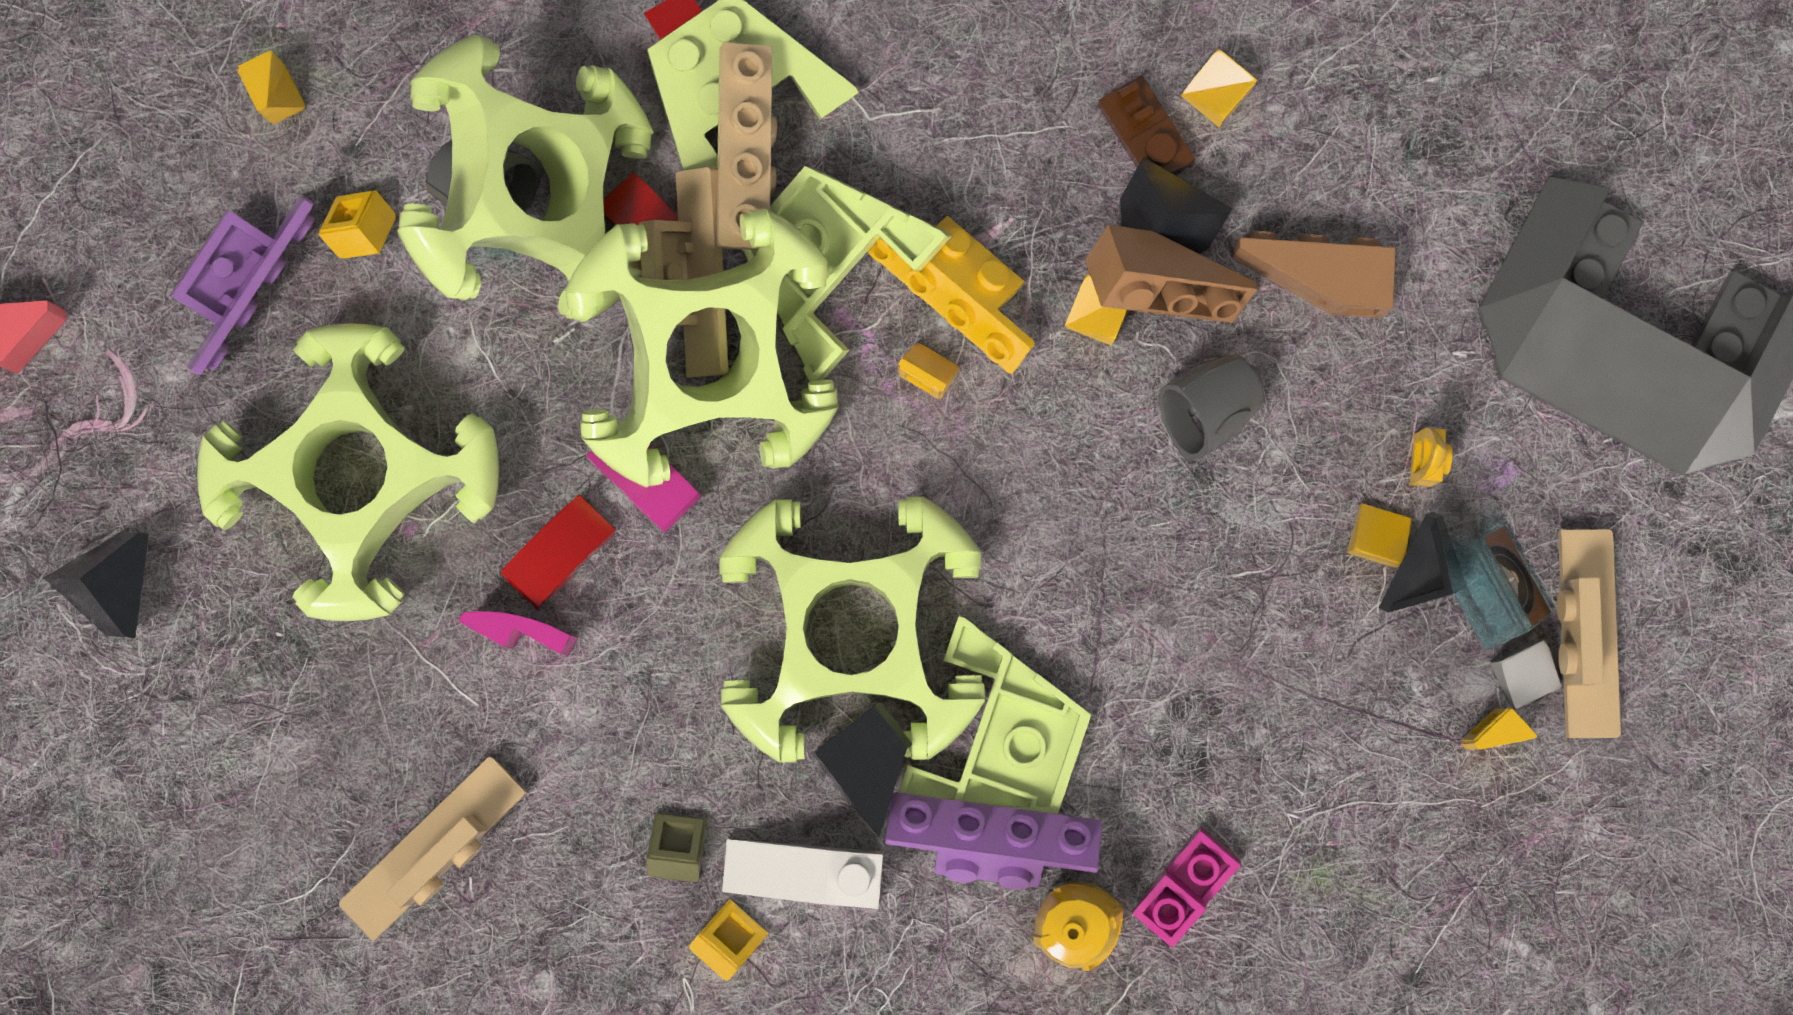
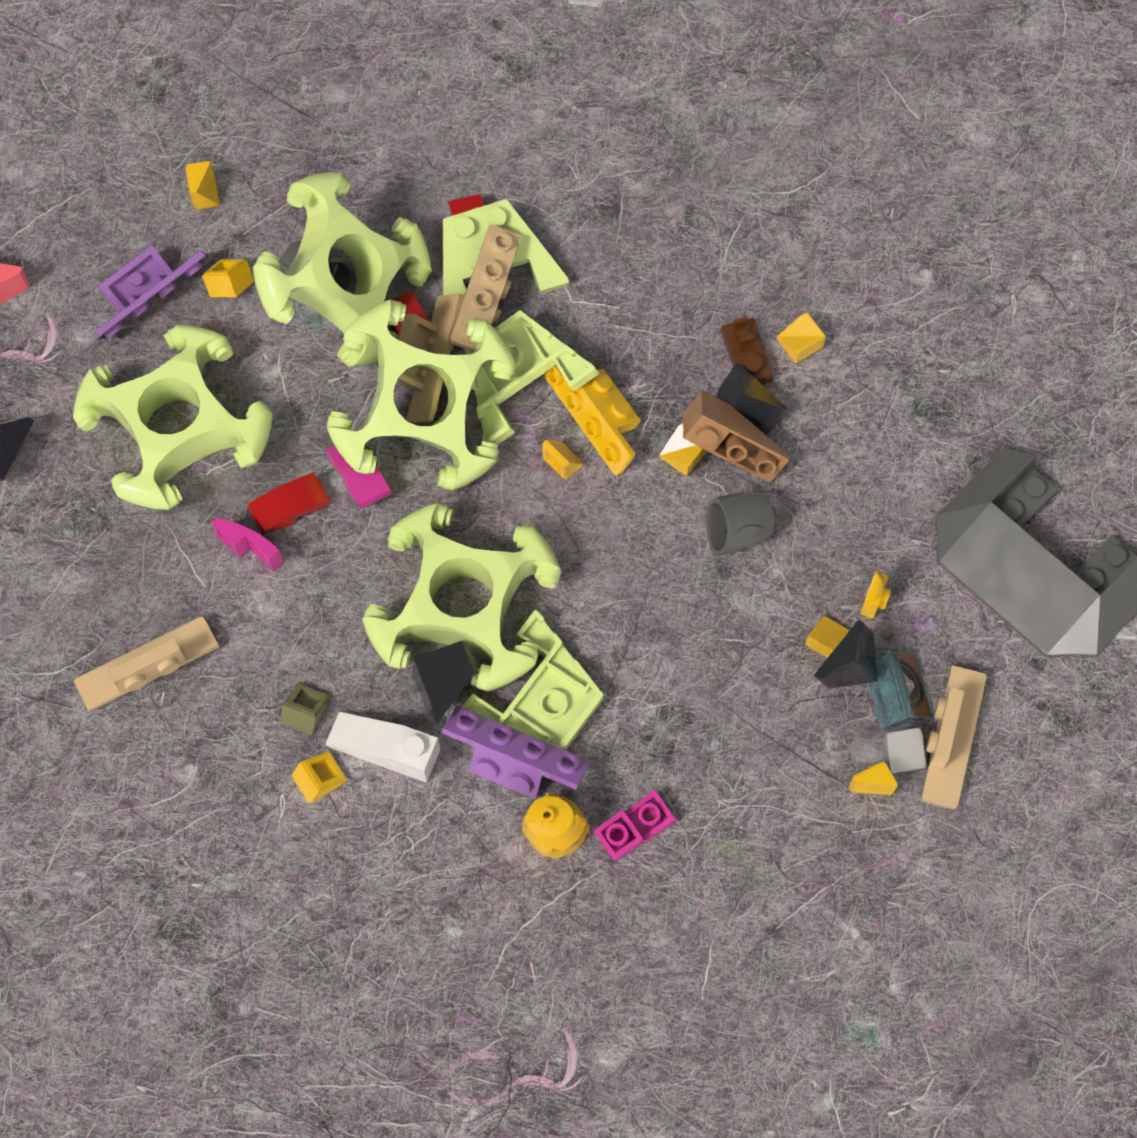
camera: 15 degrees right, 15 degrees down
(1334, 277) = (840, 466): medium nougat slope -> none

